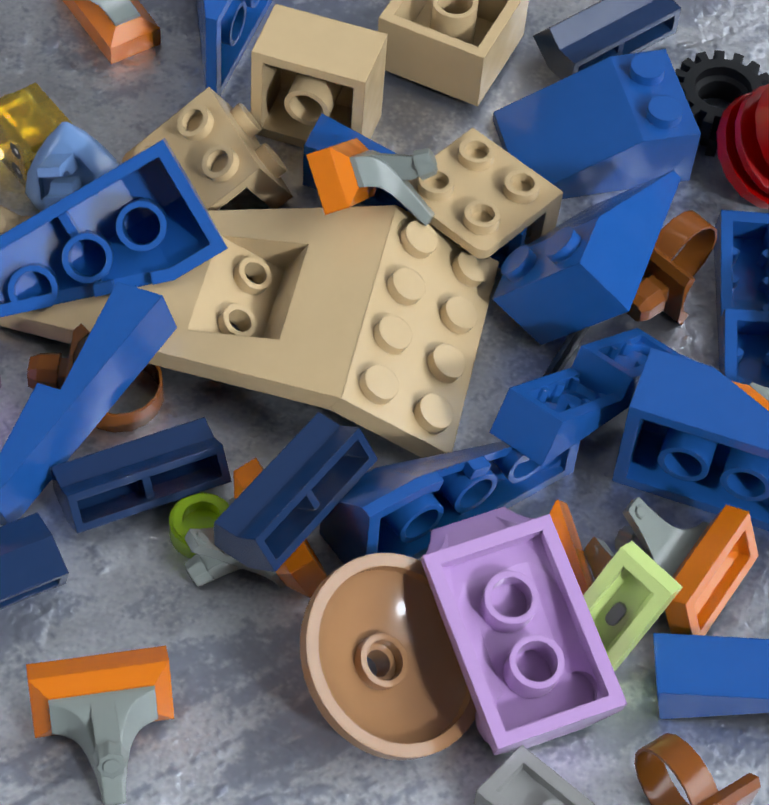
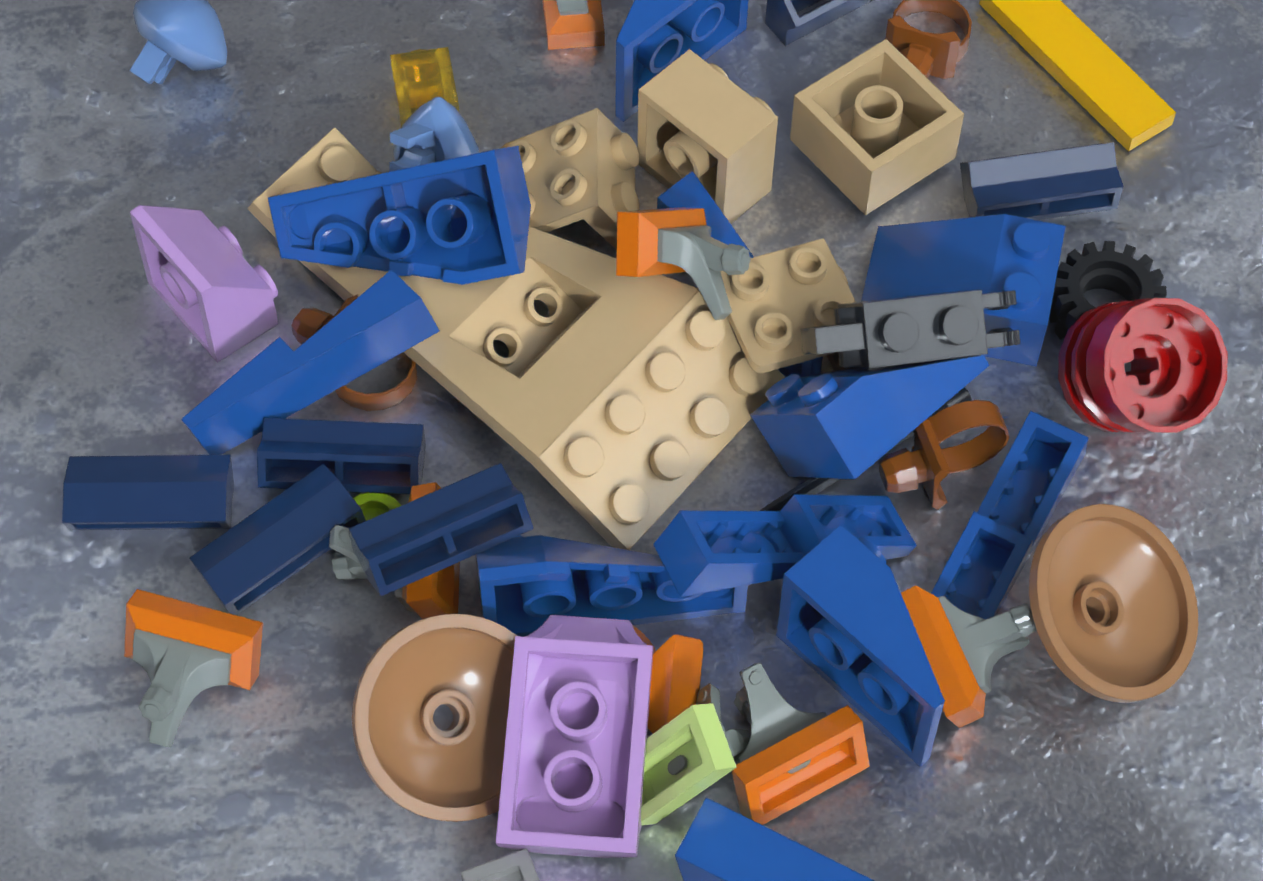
camera: 30 degrees right, 5 degrees up
(129, 569) = (276, 540): none -> dark blue piece
(602, 170) = (912, 329): none -> hinge

